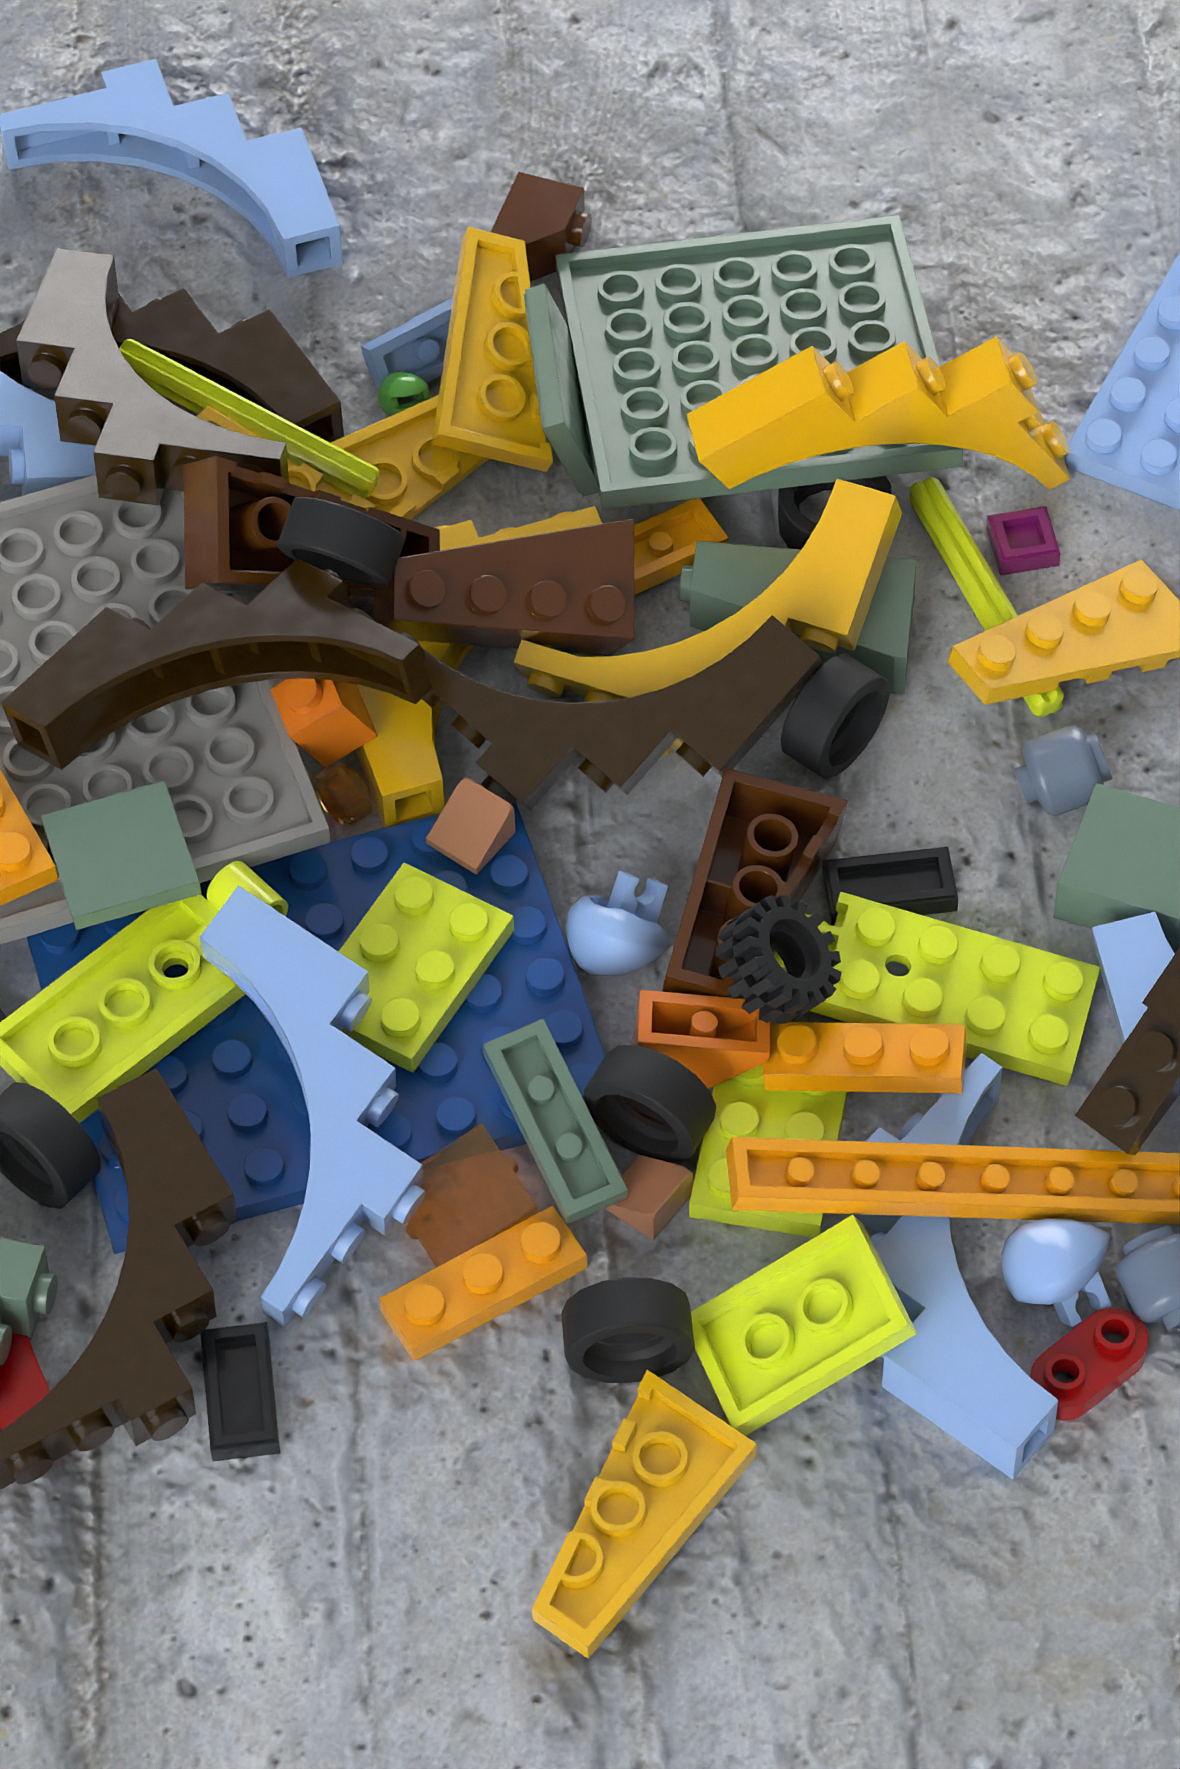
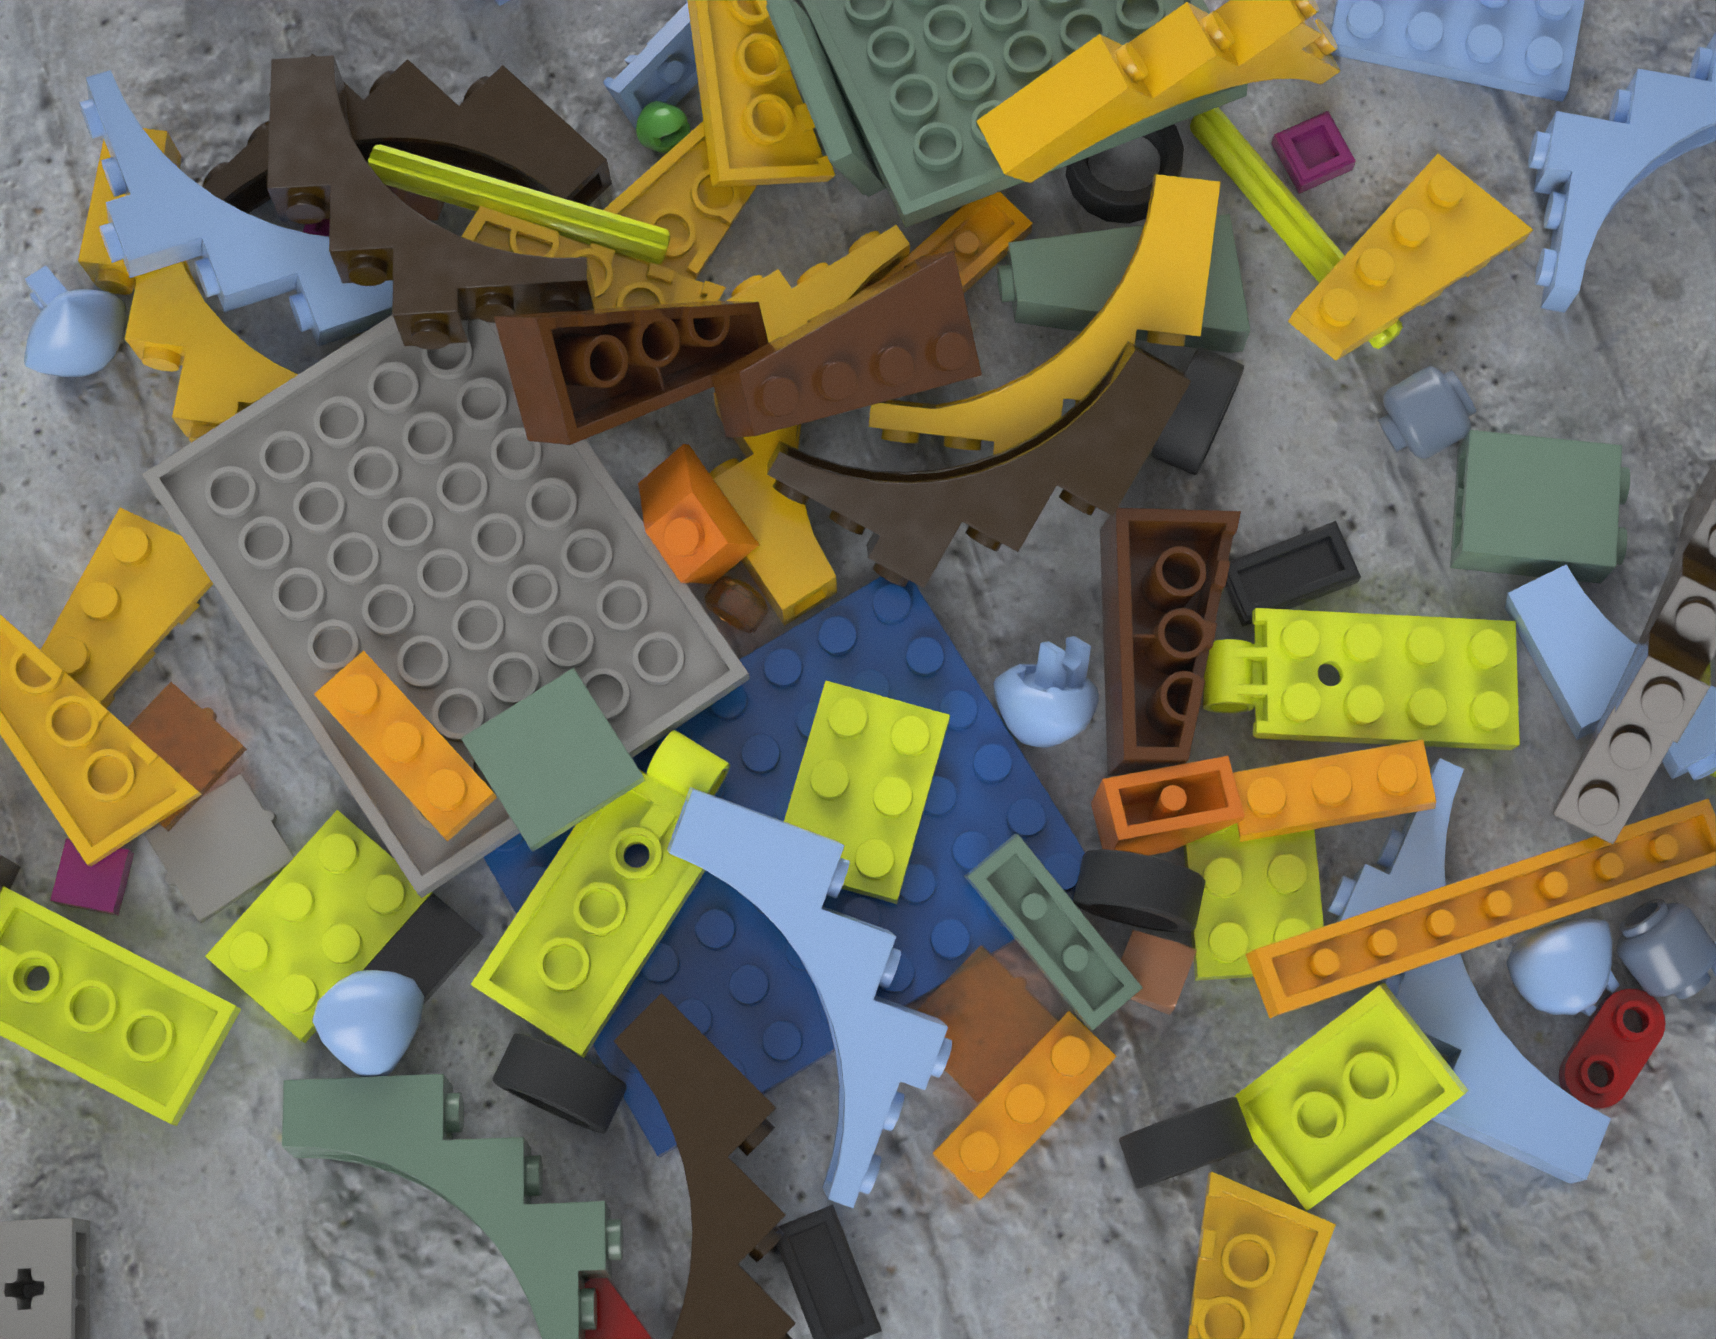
camera: 15 degrees left, 20 degrees up
(208, 642) = (578, 502): dark brown arch -> none
(341, 540) = (683, 375): black tyre -> none
(472, 826) = (879, 622): nougat slope -> none
(757, 973) = (1208, 728): black tyre -> none

